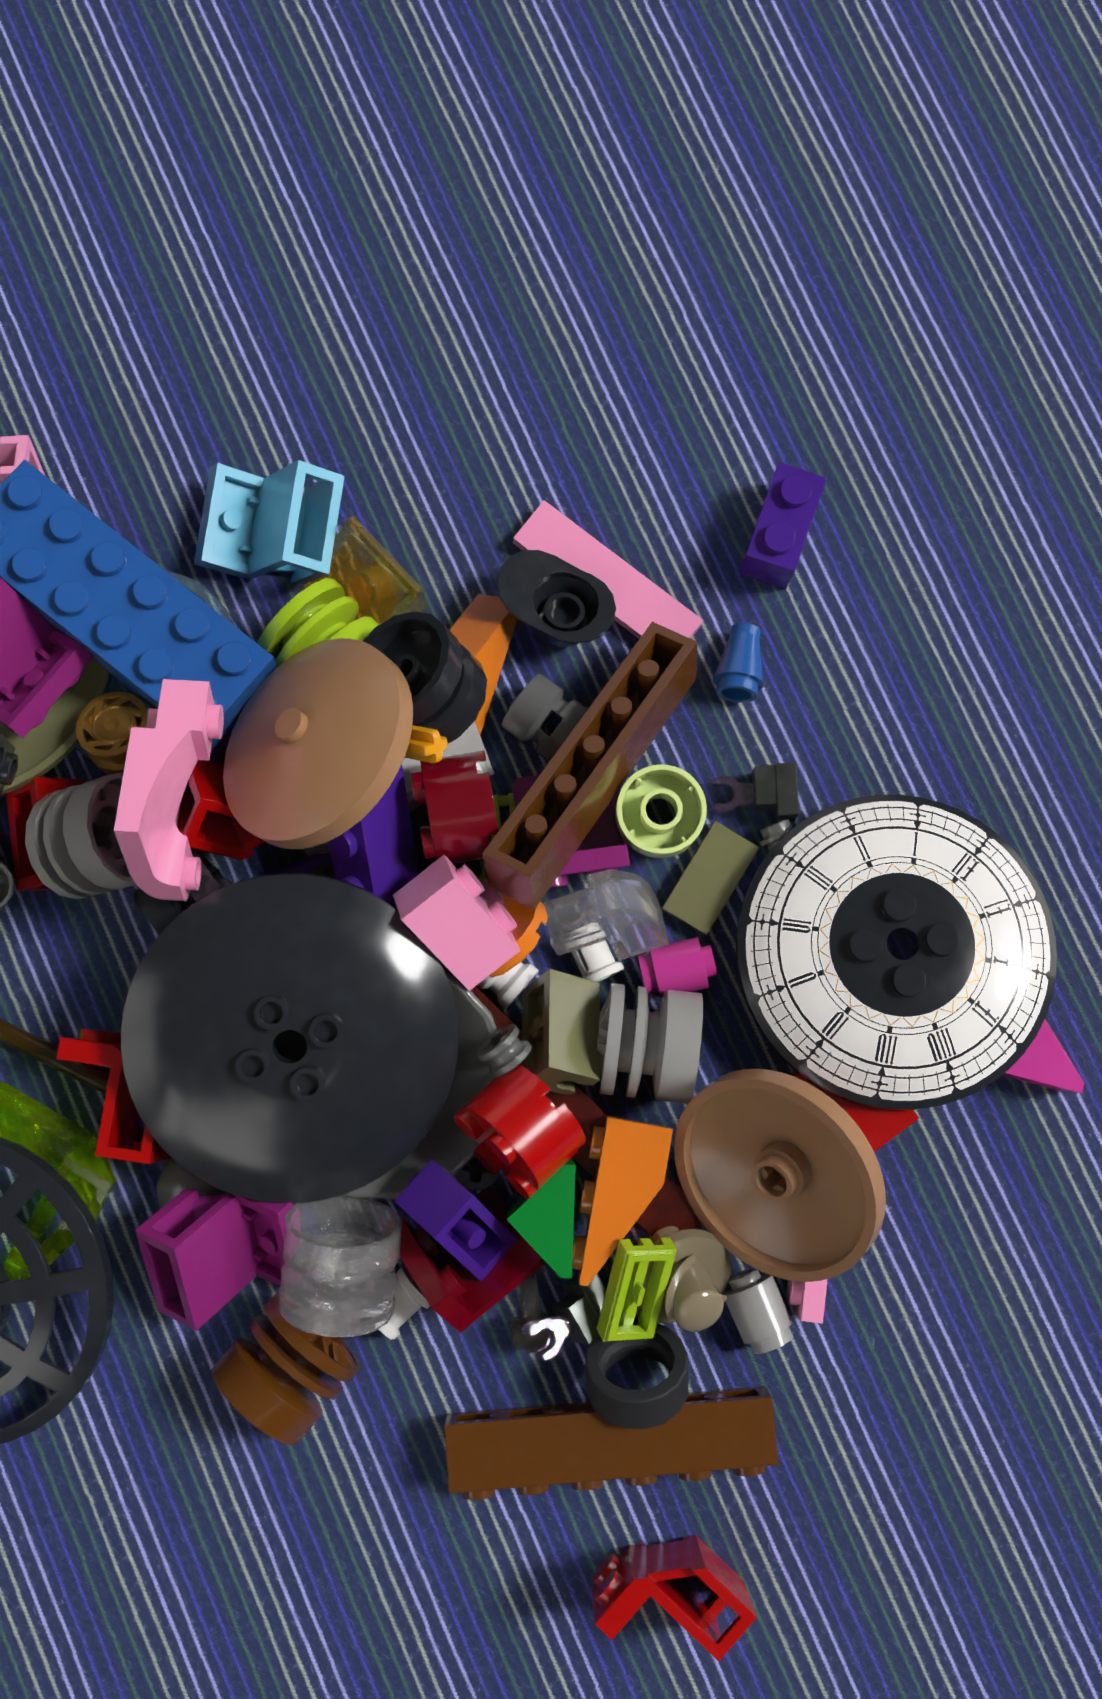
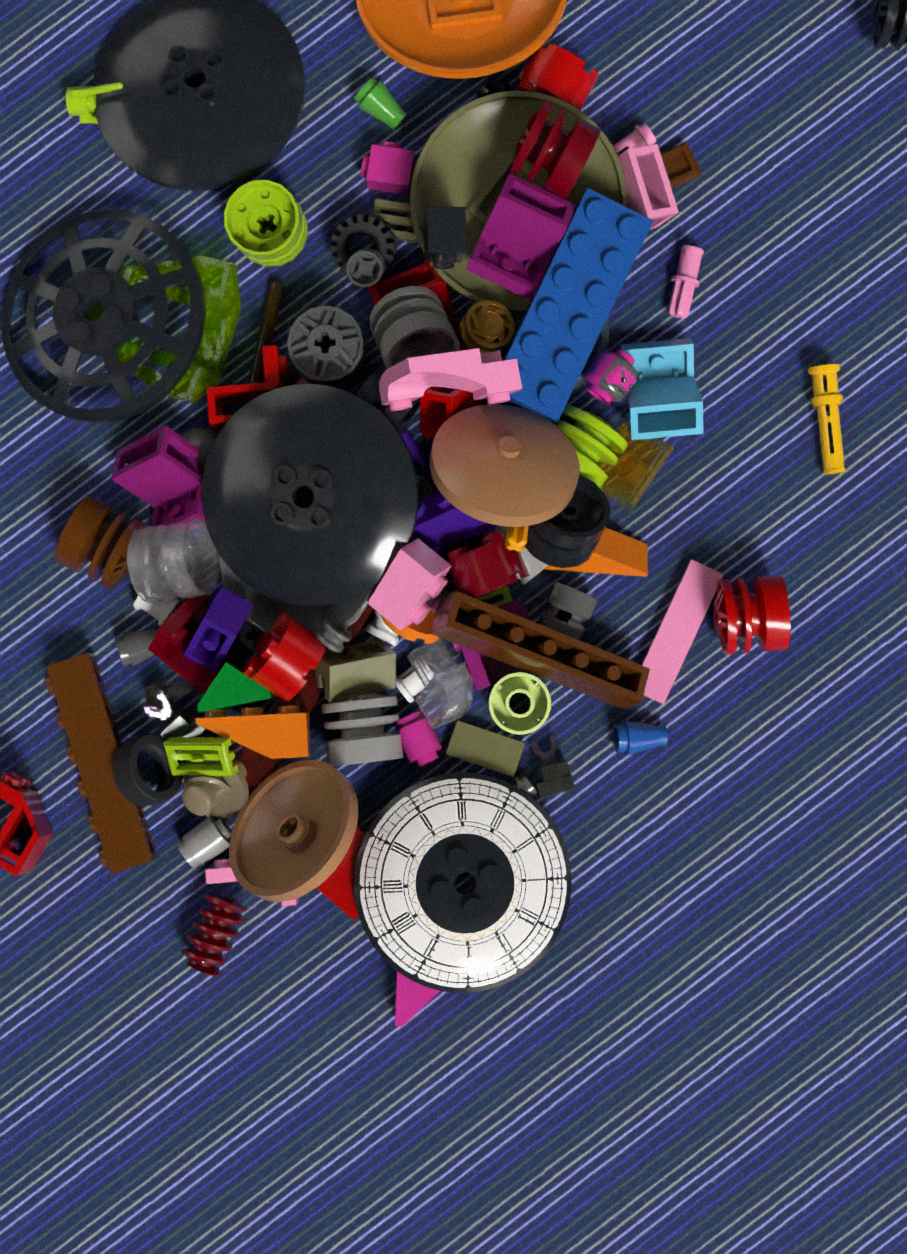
camera: 75 degrees right, 5 degrees up
(87, 937) = (343, 361): none -> dark grey wheel
(130, 460) = (685, 281): none -> bright pink axle
(233, 580) = (611, 376): none -> dark pink head
(343, 313) = (833, 462): none -> yellow pin
(451, 1351) = (134, 646): none -> dark grey cone
(555, 598) = (652, 598): black piece -> none
(609, 466) = (758, 614): none -> red wheel
(783, 525) = (742, 744): dark purple brick -> none
(897, 1328) = (213, 934): none -> dark red piece

